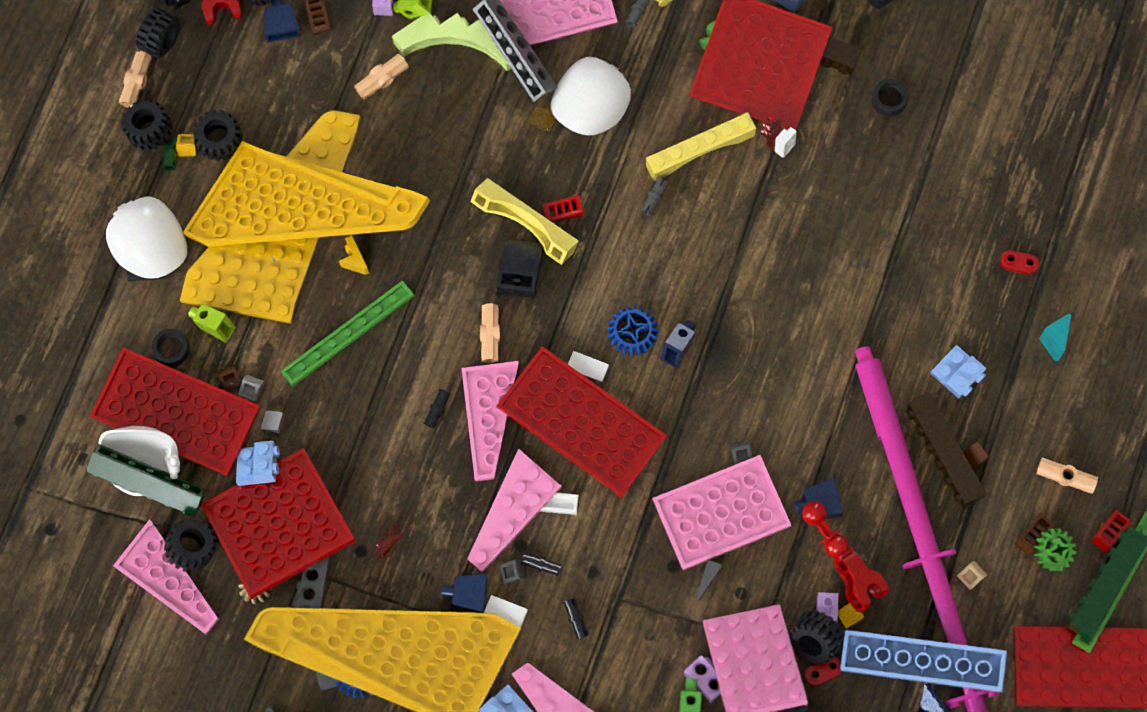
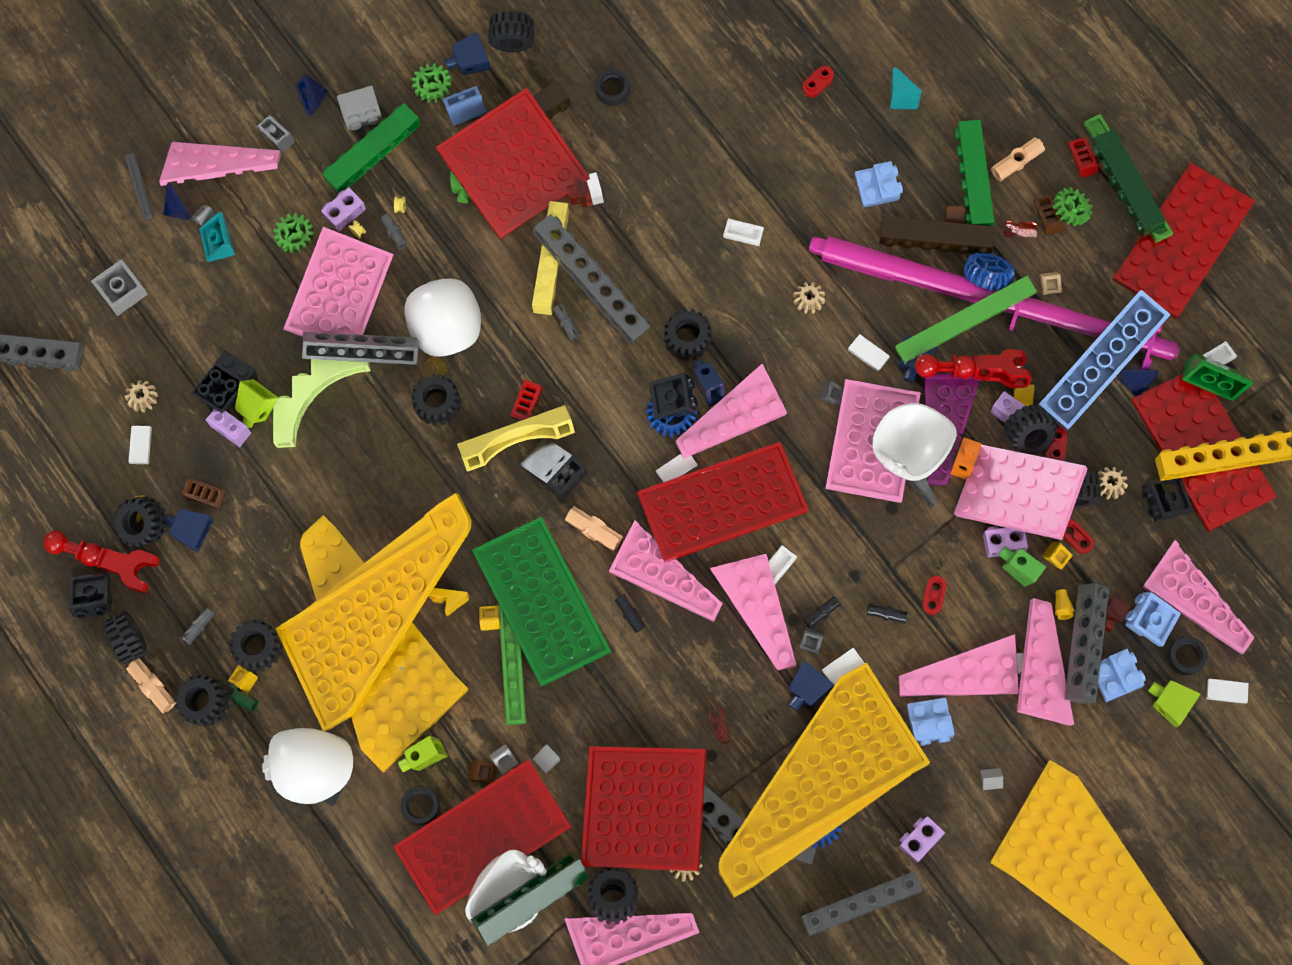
camera: 55 degrees left, 0 degrees up
(206, 81) = (197, 626): none -> dark grey pin
(258, 464) = (578, 793): light blue plate -> none
(360, 299) = (489, 617): none -> yellow slope
(381, 76) = (301, 475): light nougat piece -> none
(399, 331) = (541, 601): none -> green plate
(510, 123) = (430, 386): none -> black tyre
(617, 648) = (934, 596): none -> red plate
(642, 321) = (673, 396): none -> black plate
(674, 387) = (741, 410): none -> bright pink wing
(713, 123) = (553, 224): none -> dark grey brick
(713, 285) = (687, 320): none -> black tyre
(738, 543) = (913, 440): none -> white piece
(757, 598) = (965, 457): none -> orange torso
(783, 561) = (954, 401): none -> magenta wing
(798, 460) = (868, 353): none -> white tile
(805, 381) = (816, 298): none -> tan gear
(836, 288) = (743, 232): none -> white tile
(881, 520) = (965, 319): none -> bright green tile
(940, 514) = (989, 271): none -> blue gear
(1004, 520) = (1024, 229): none -> clear red plate
(1026, 447) = (974, 172): none -> green brick

